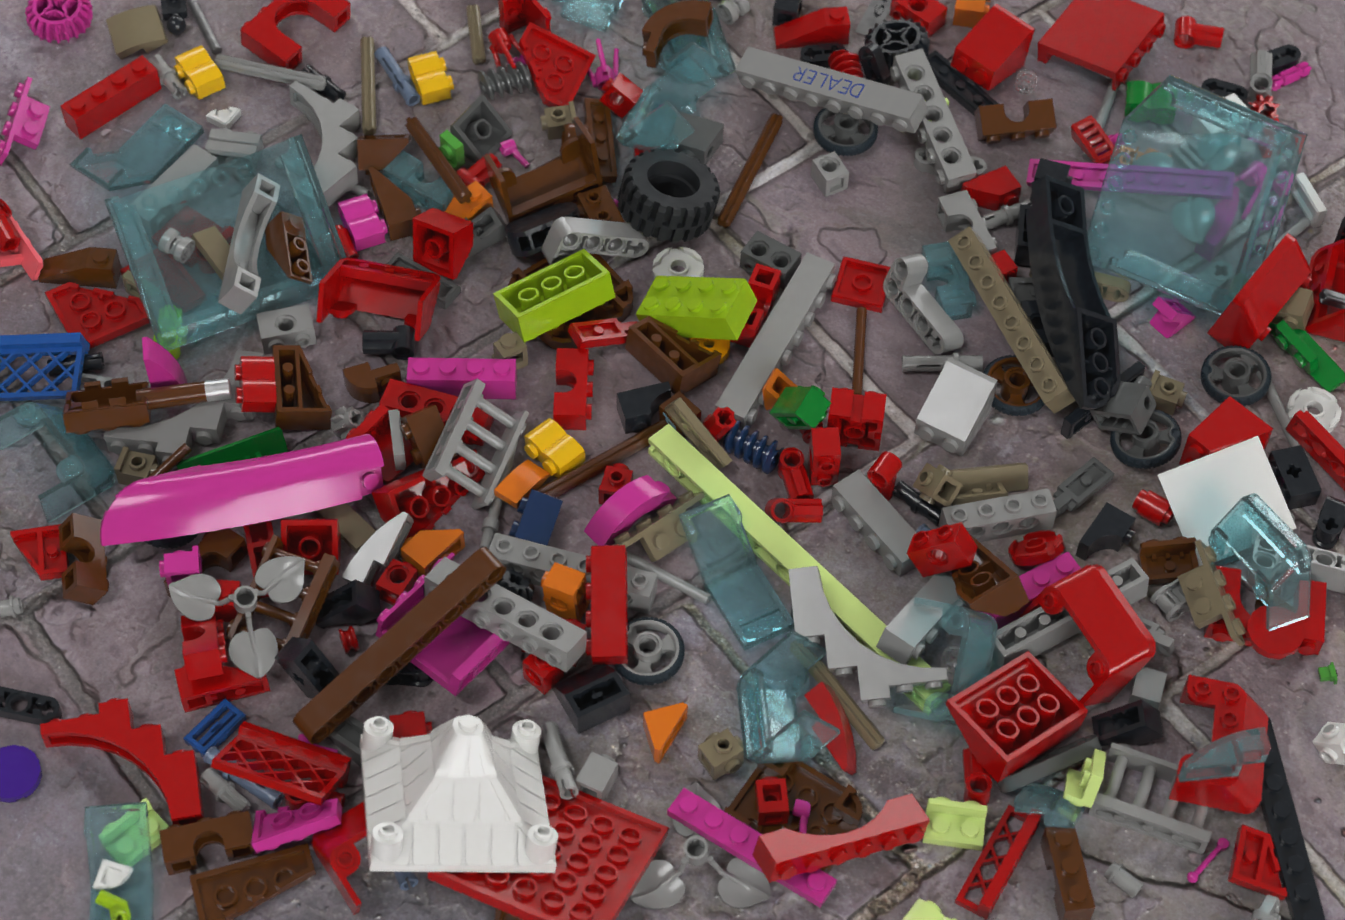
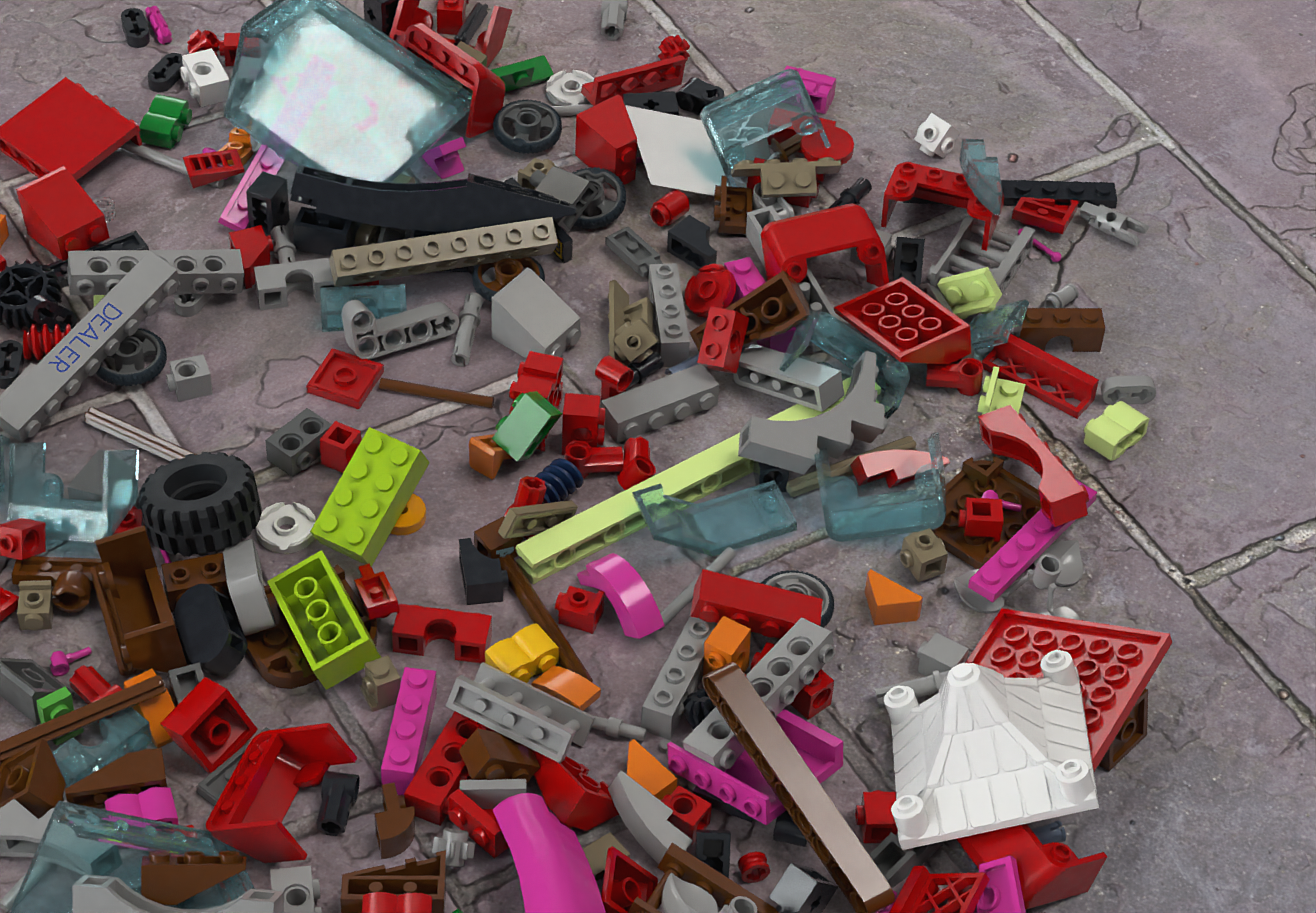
camera: 85 degrees left, 10 degrees down
(537, 517) = (624, 676): dark blue brick -> none
(593, 696) = (858, 649): black slope -> none
(662, 532) = (656, 574): dark tan bracket -> none
(670, 355) = (420, 538): reddish brown wedge -> none
(778, 337) = (449, 470): light grey brick -> none
(994, 124) = (166, 208): reddish brown arch -> none
(1188, 33) = (85, 69): red piece -> none
(1222, 669) = (854, 193): none -> black pin
(1260, 74) = (168, 39): light grey piece -> none
(1328, 673) = (857, 135): bright green piece -> none

